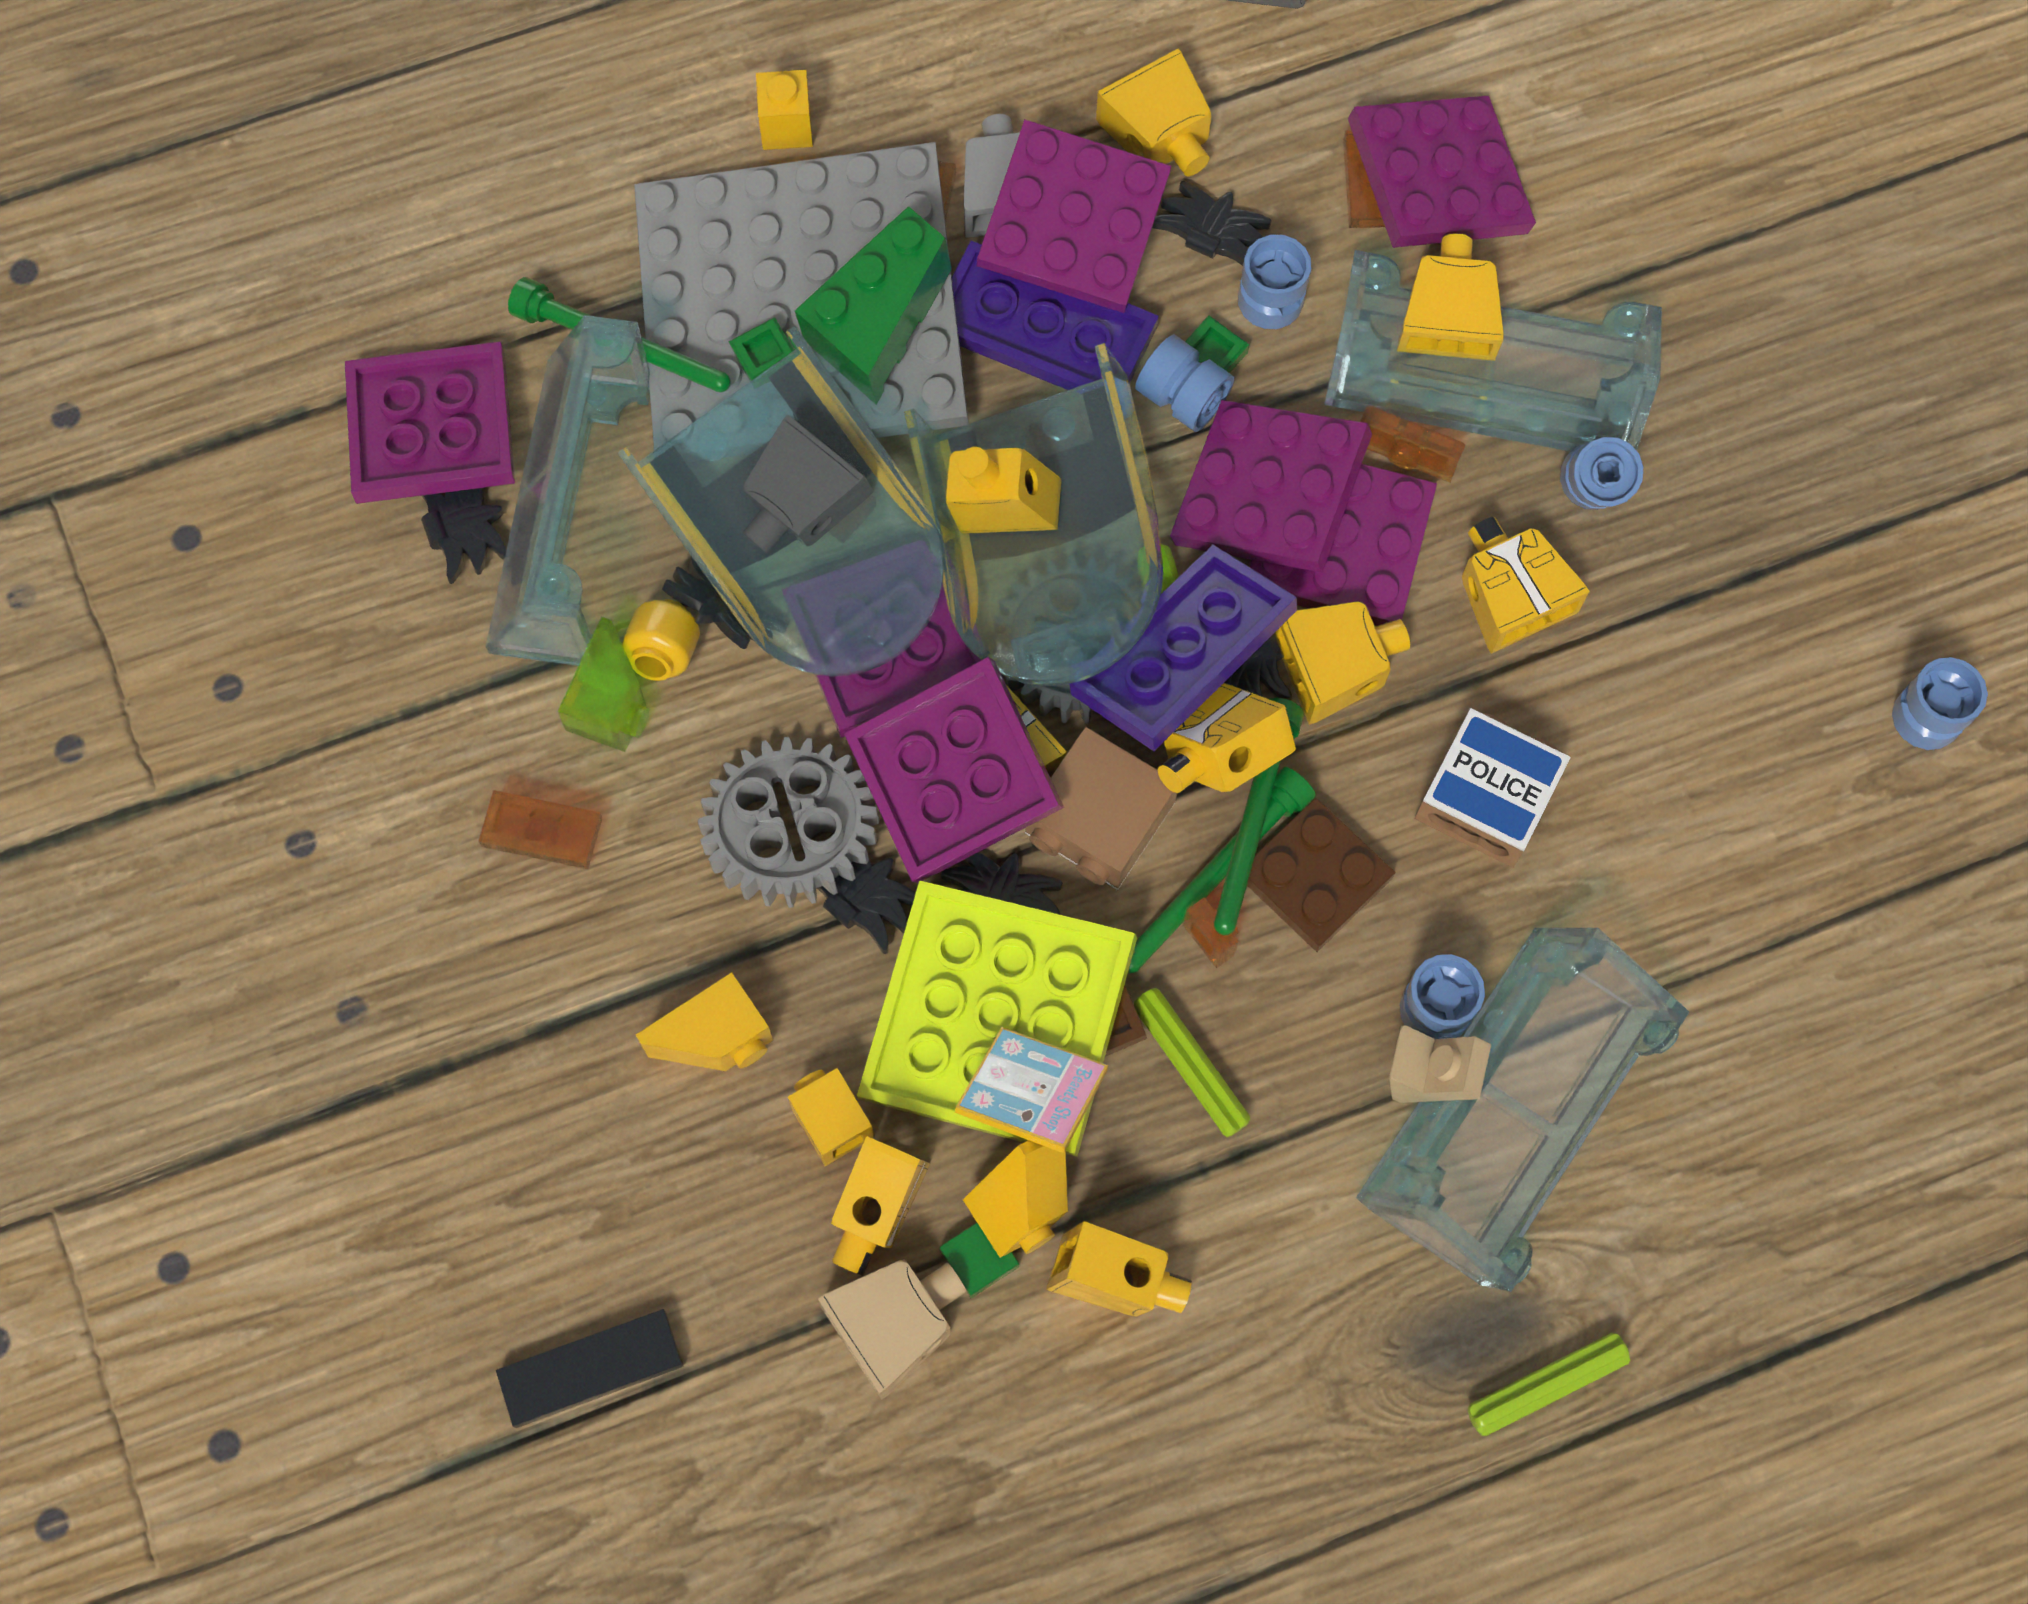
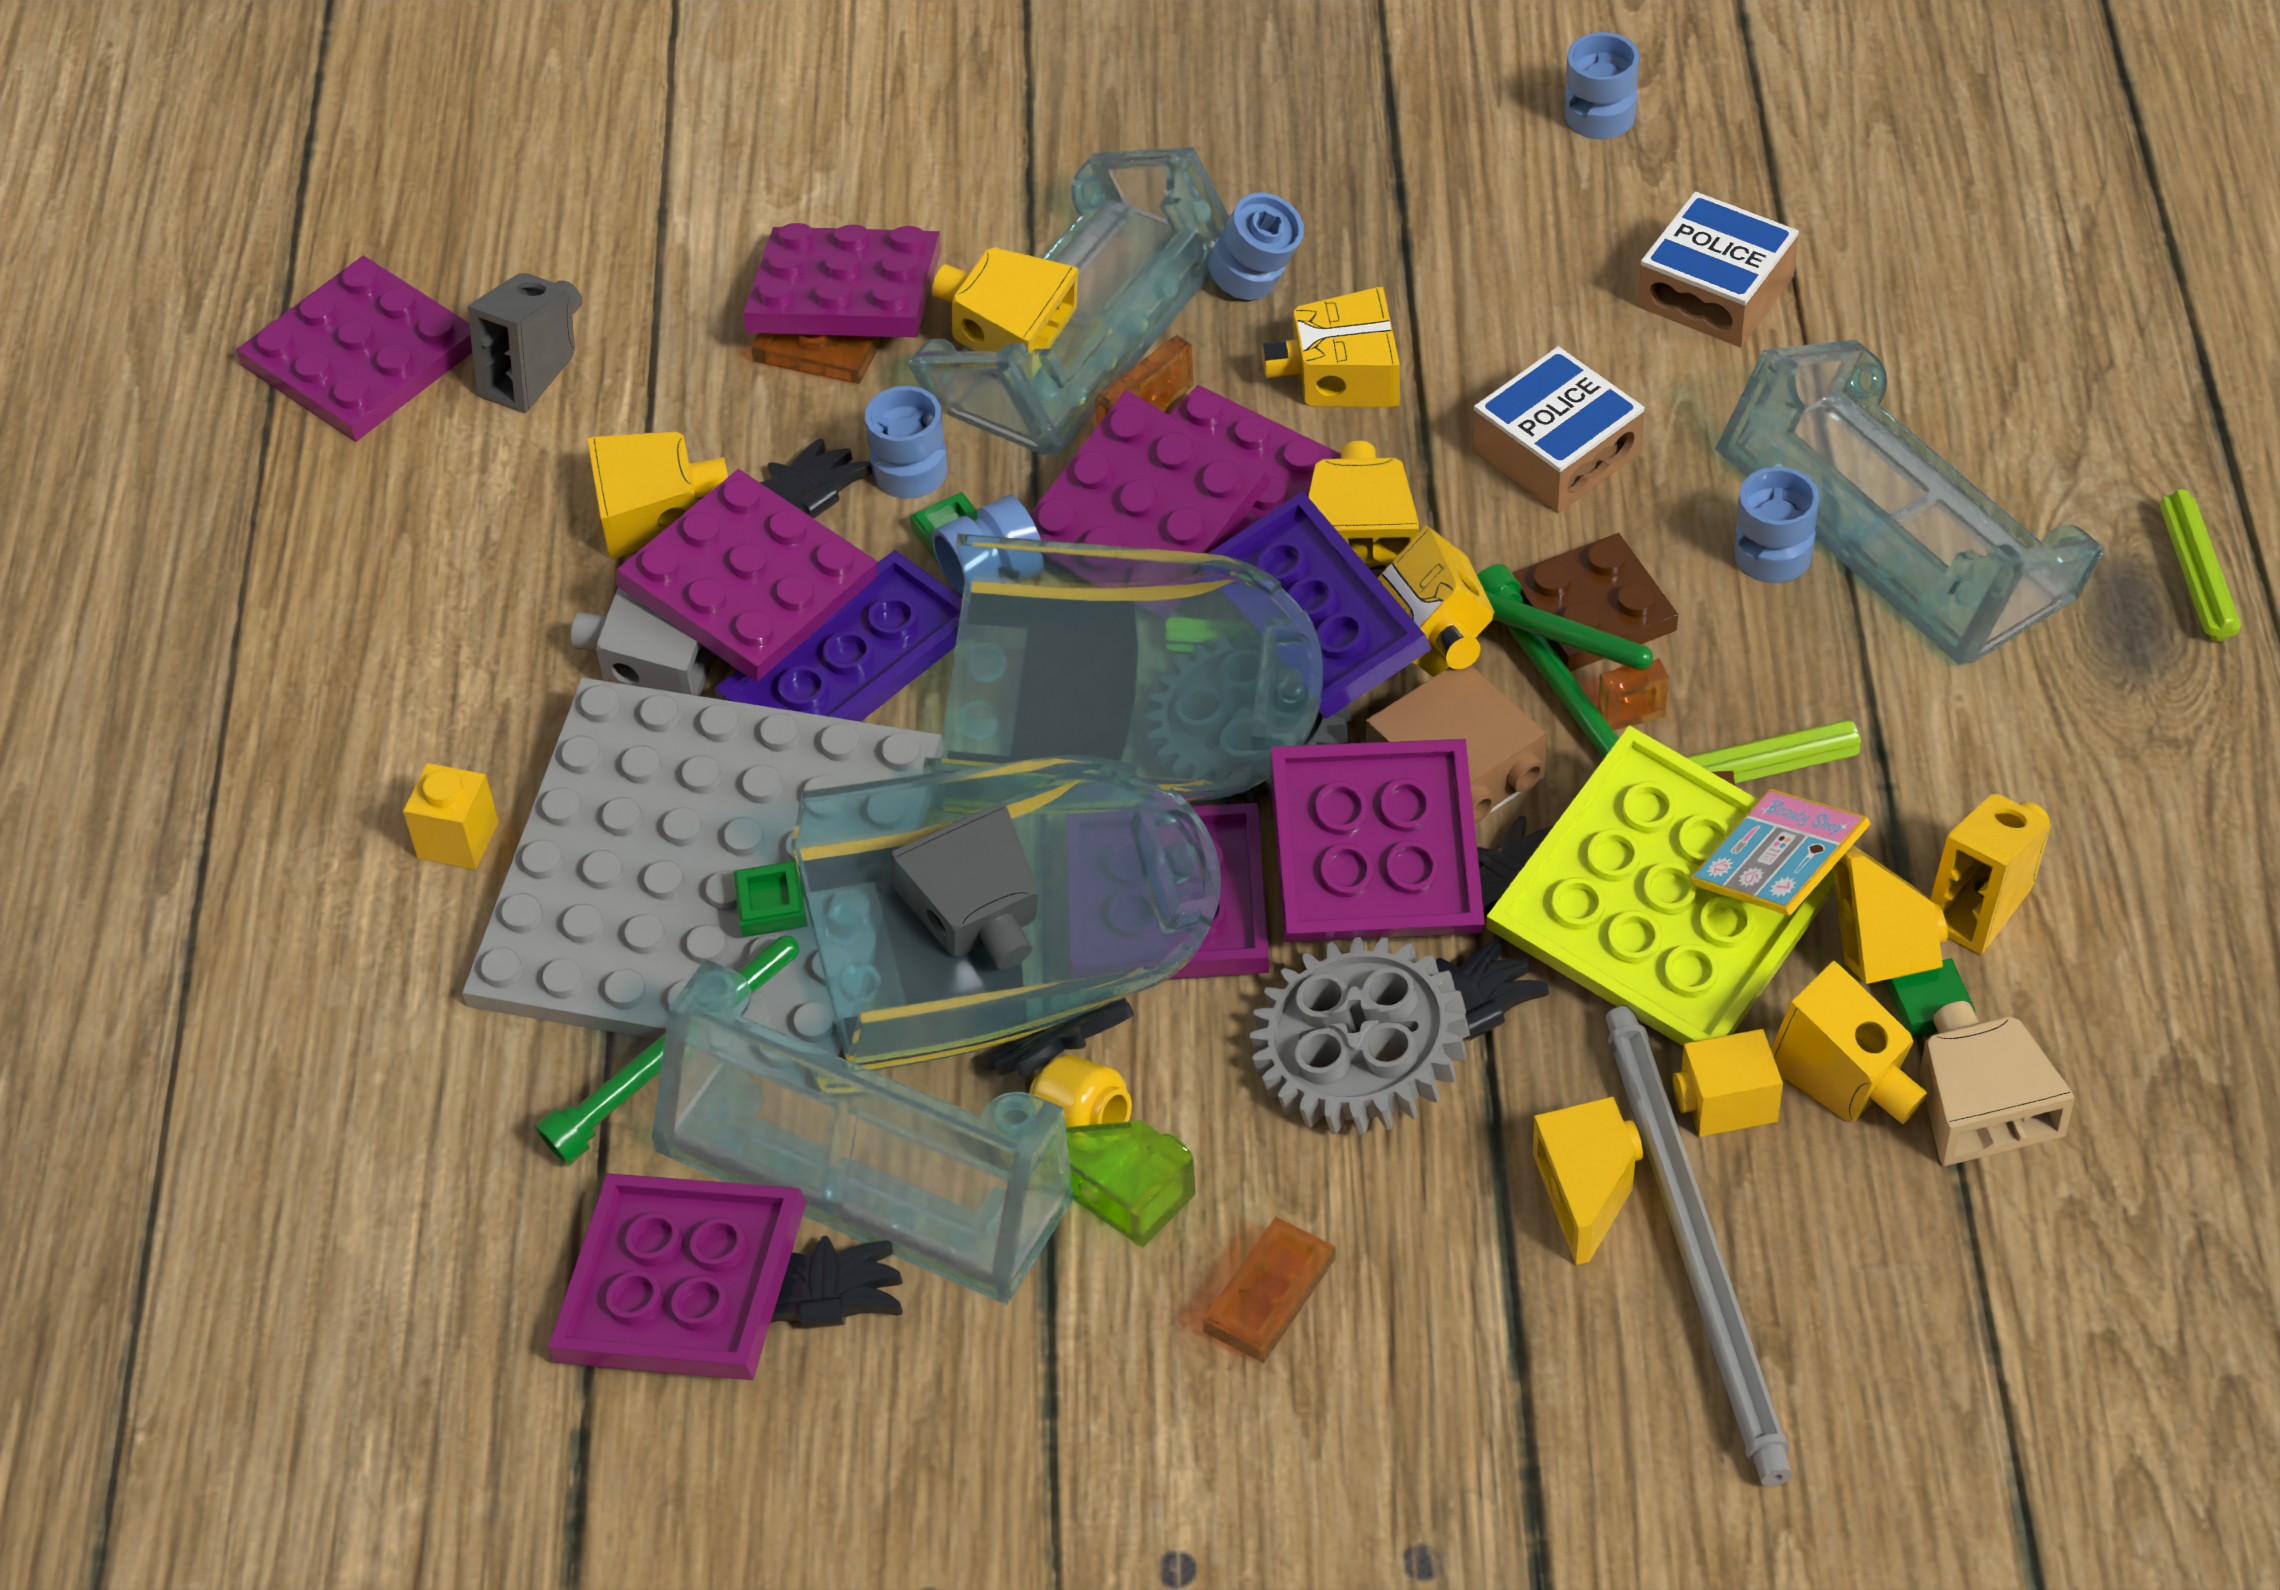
camera: 65 degrees left, 20 degrees down
(589, 1368) = (1957, 1404): black tile -> none
(678, 1131) = (1699, 1249): none -> light grey piece
(876, 301) = (771, 745): green wedge -> none
(991, 491) = (1058, 707): yellow torso -> none
(1437, 1068) = (1854, 540): tan slope -> none
(1748, 870) = (1717, 269): none -> piece

